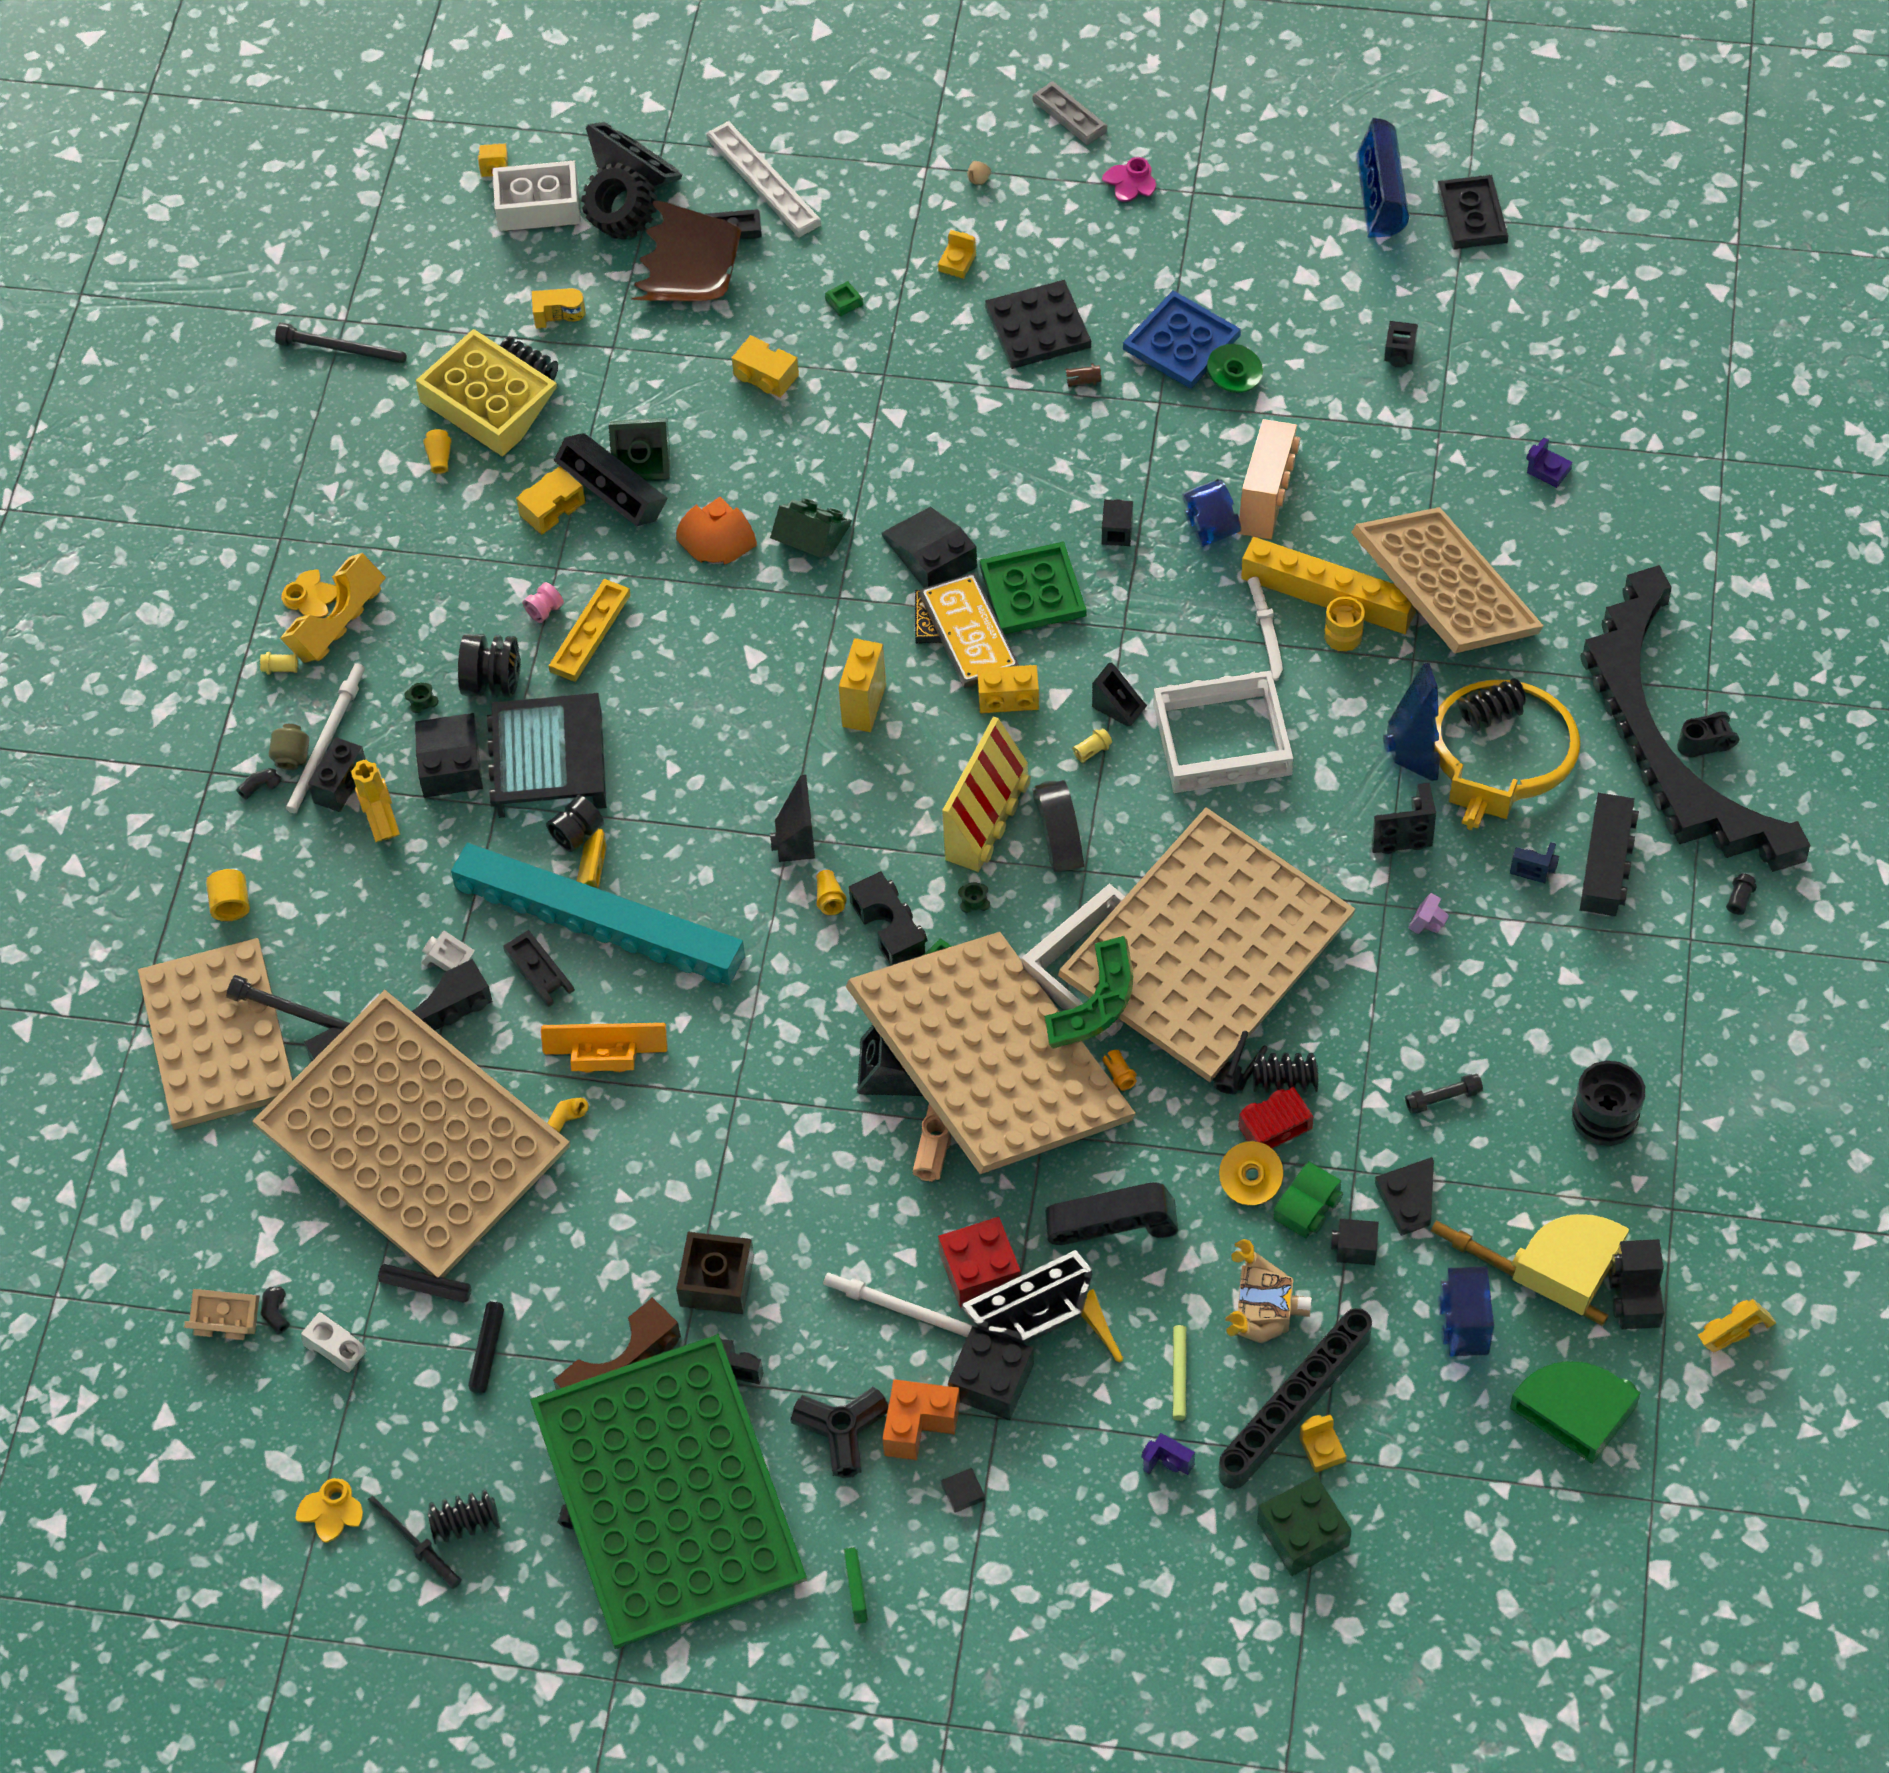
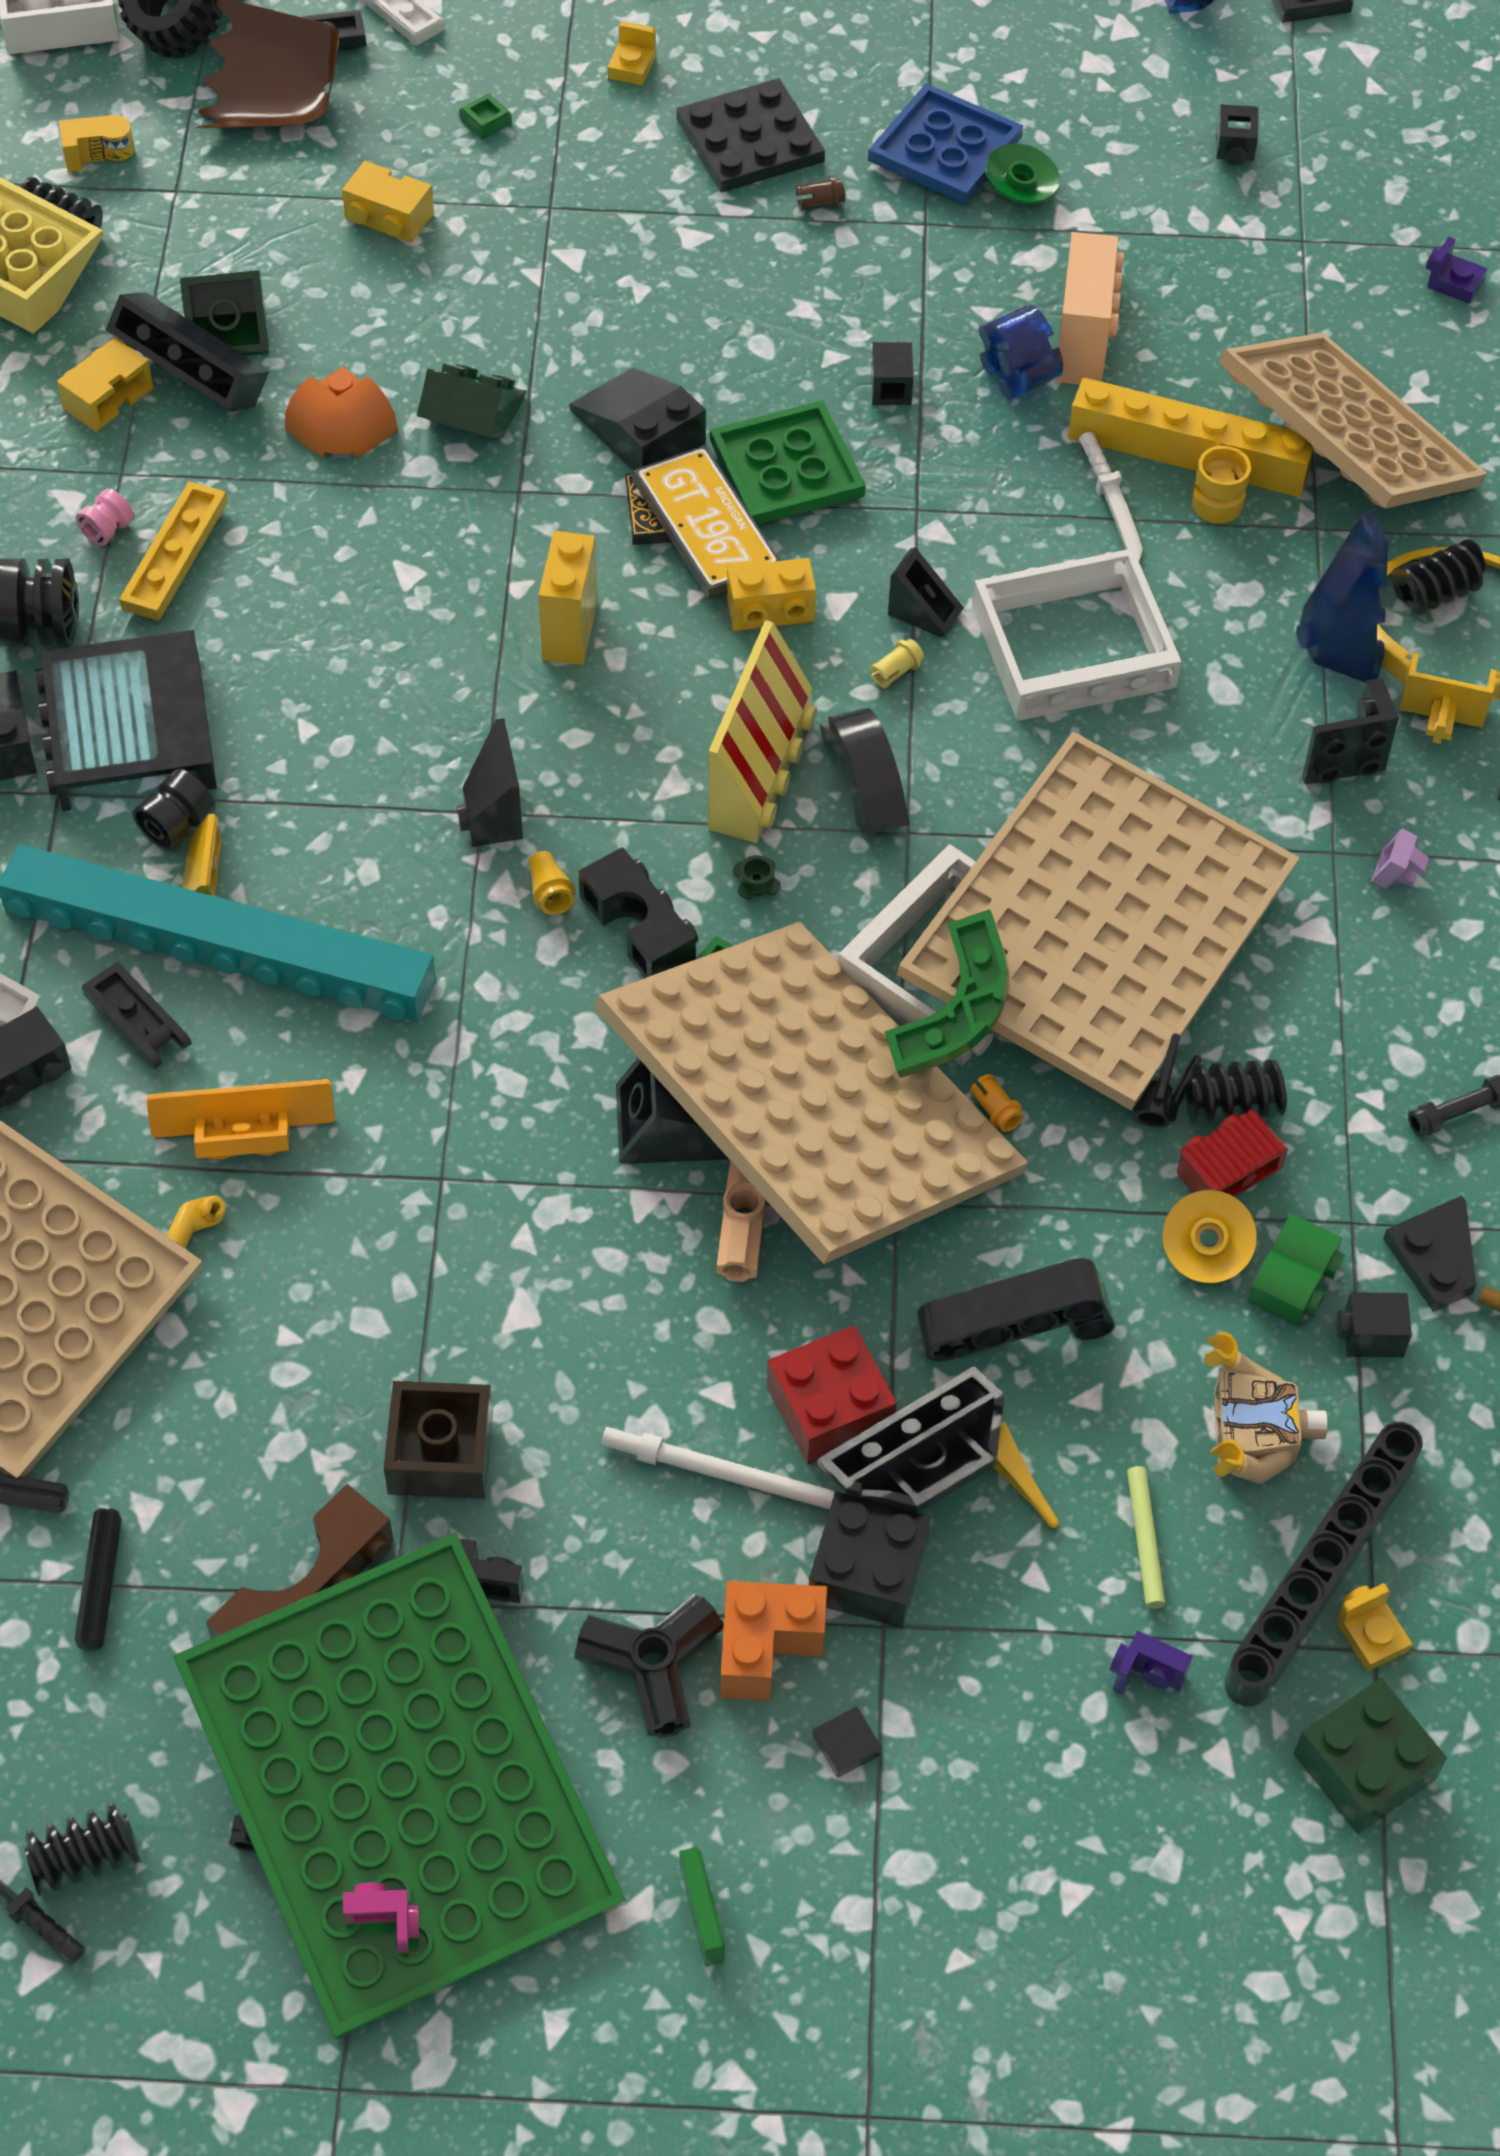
camera: 10 degrees left, 0 degrees up
(646, 1565) = (375, 1905): none -> dark pink bracket

